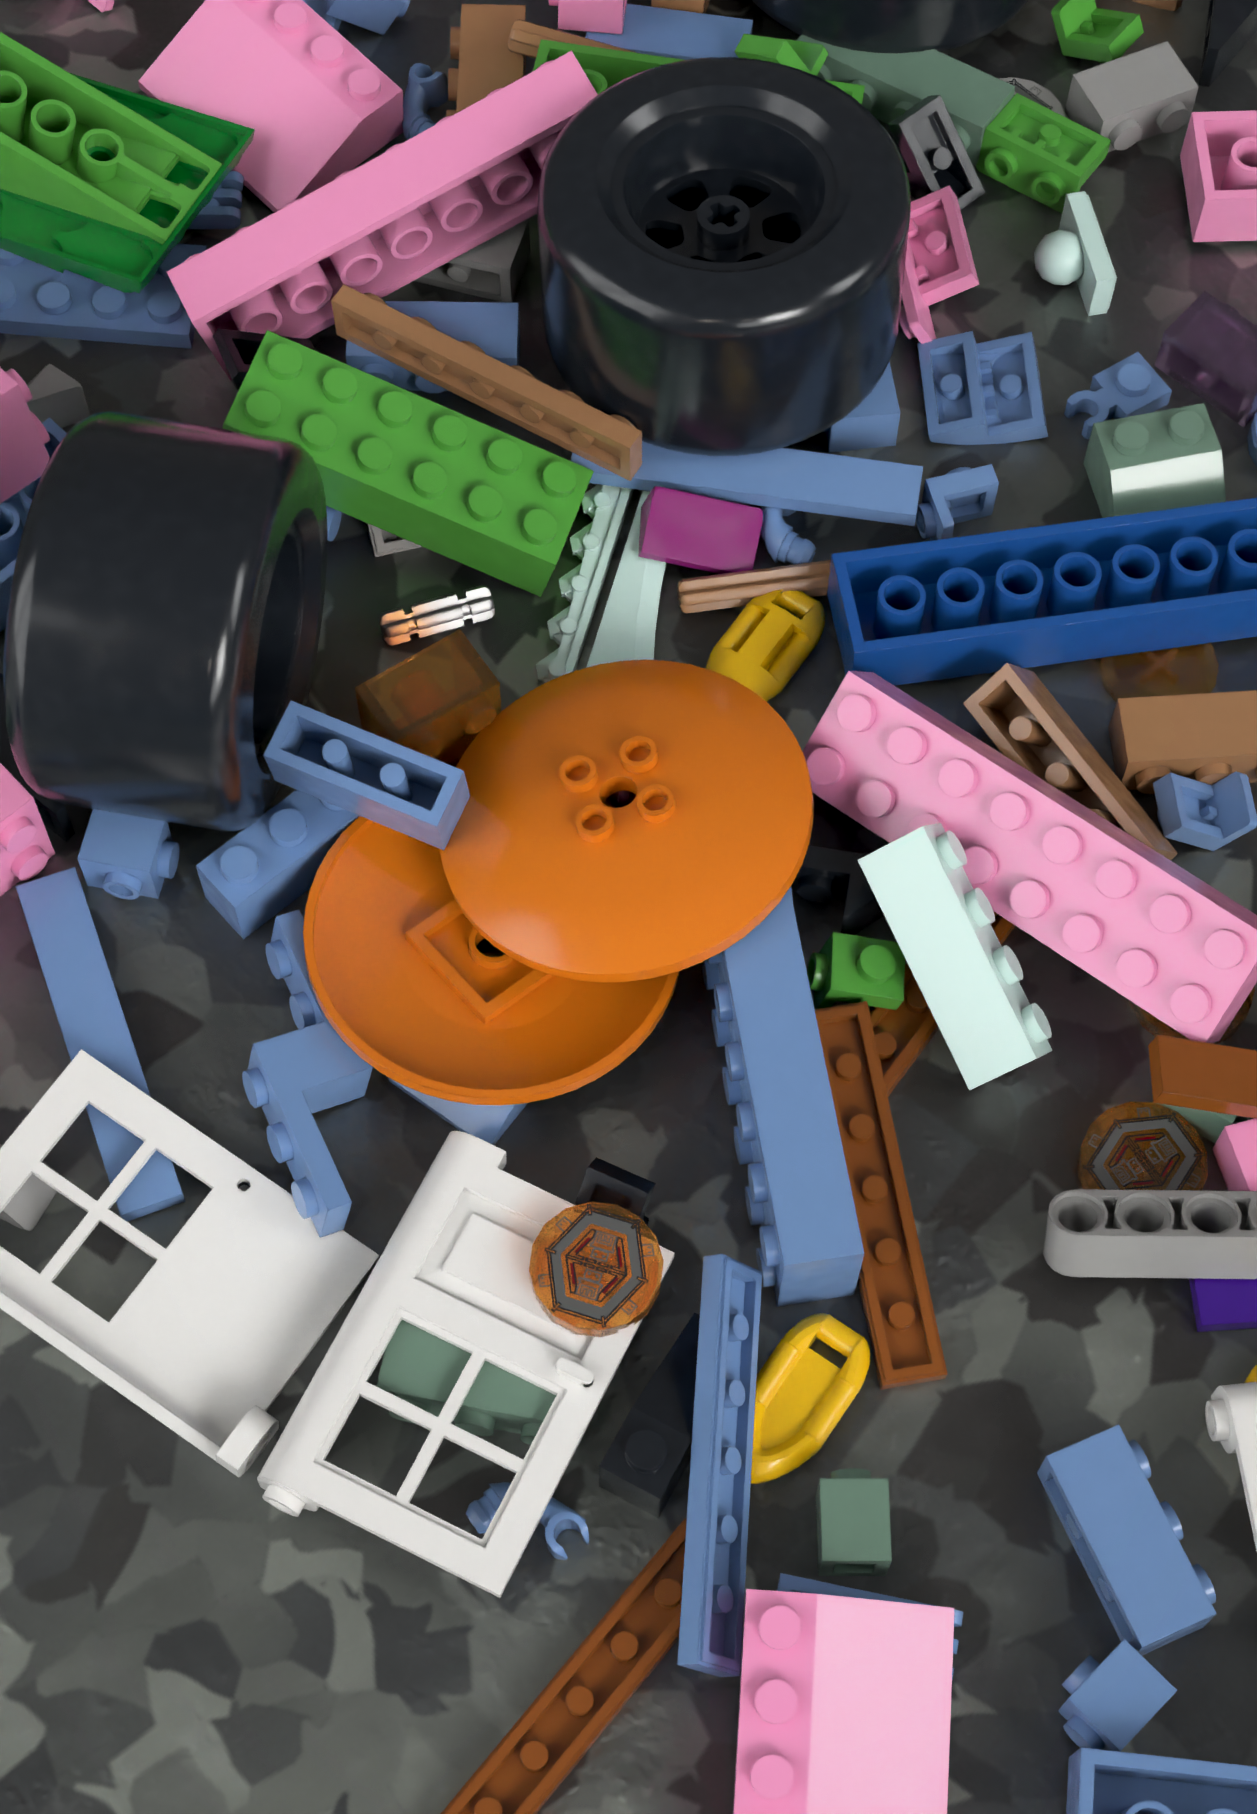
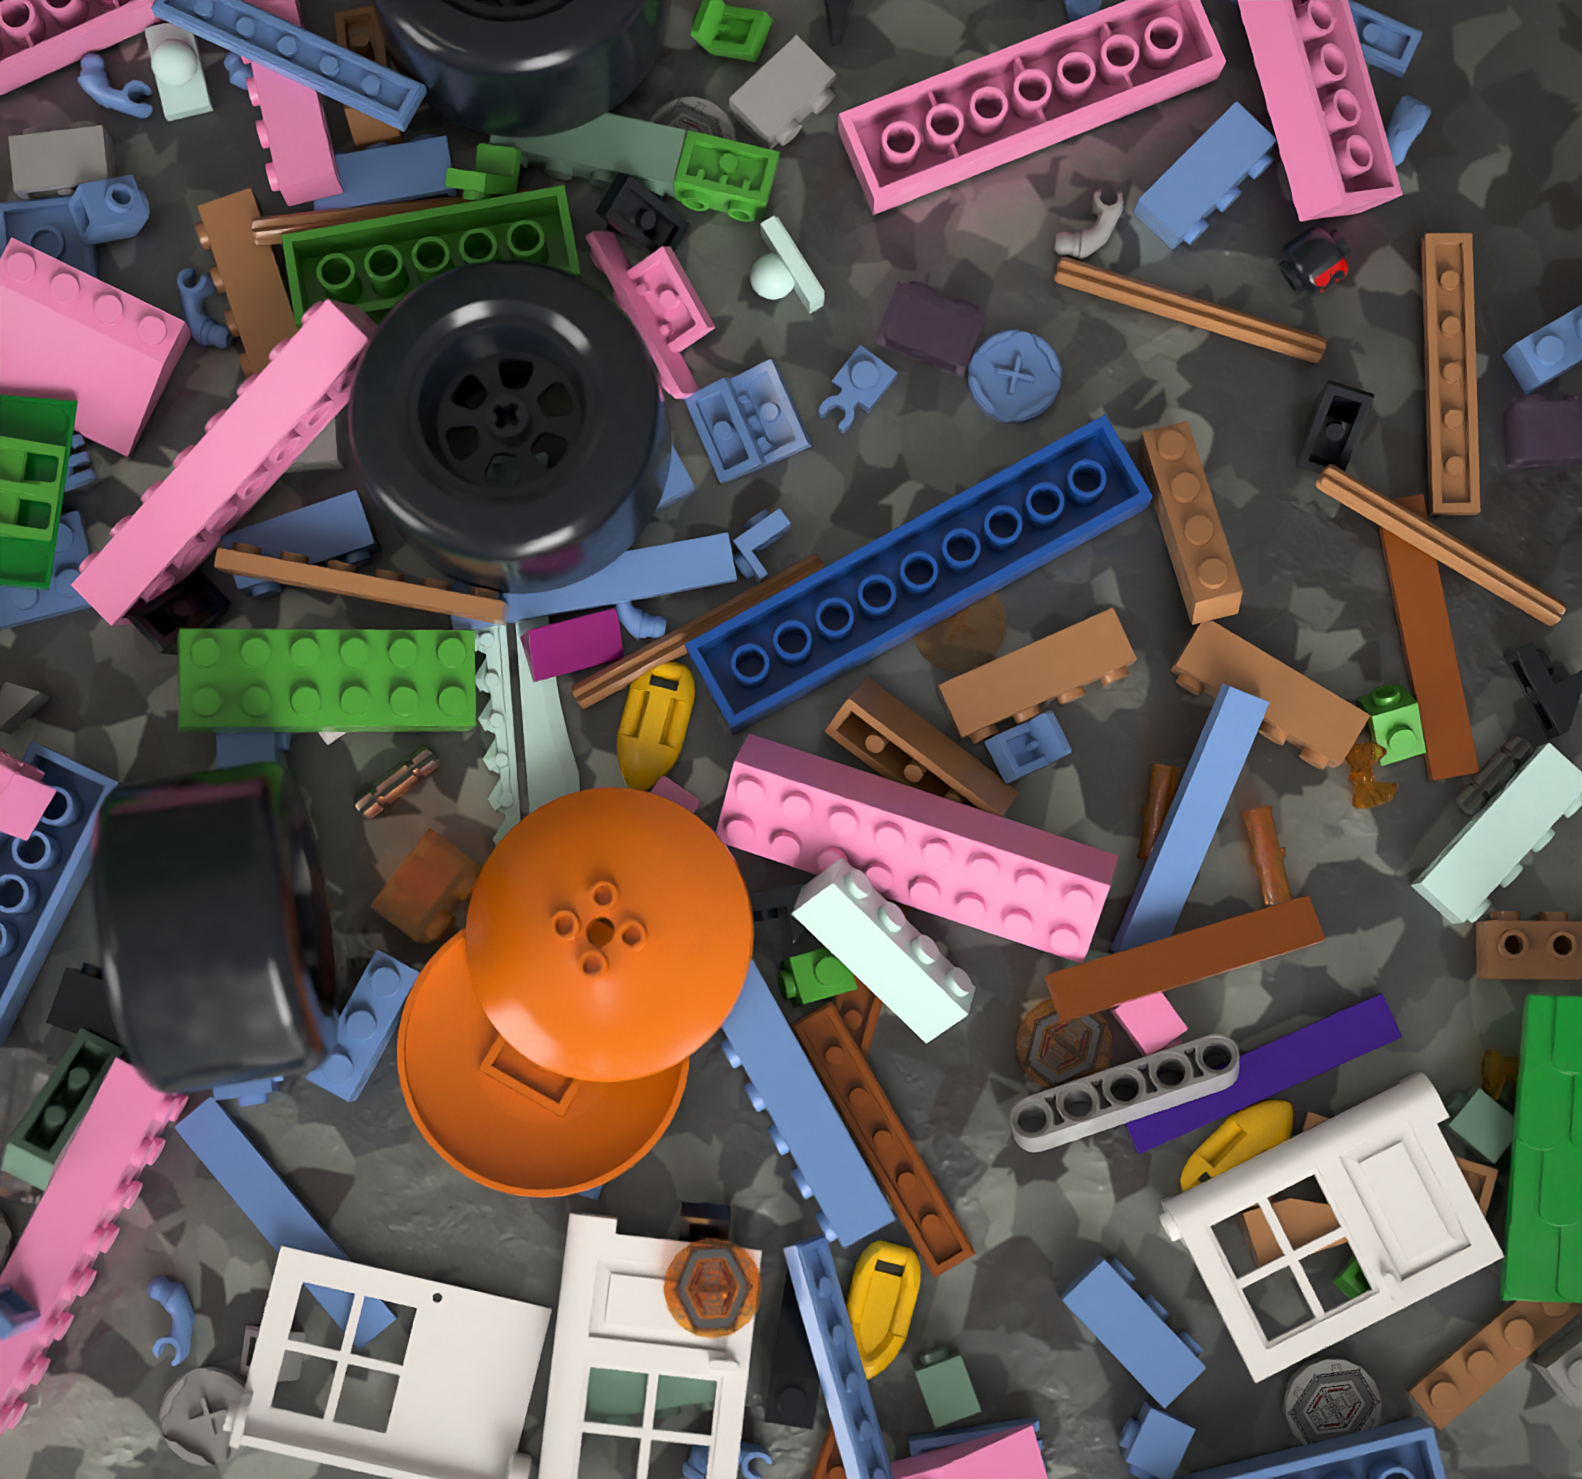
camera: 20 degrees left, 20 degrees up
(301, 1076) = (443, 1207): medium blue bracket -> none
(367, 775) = (409, 981): medium blue brick -> none
(1155, 462) = (911, 463): sand green slope -> none

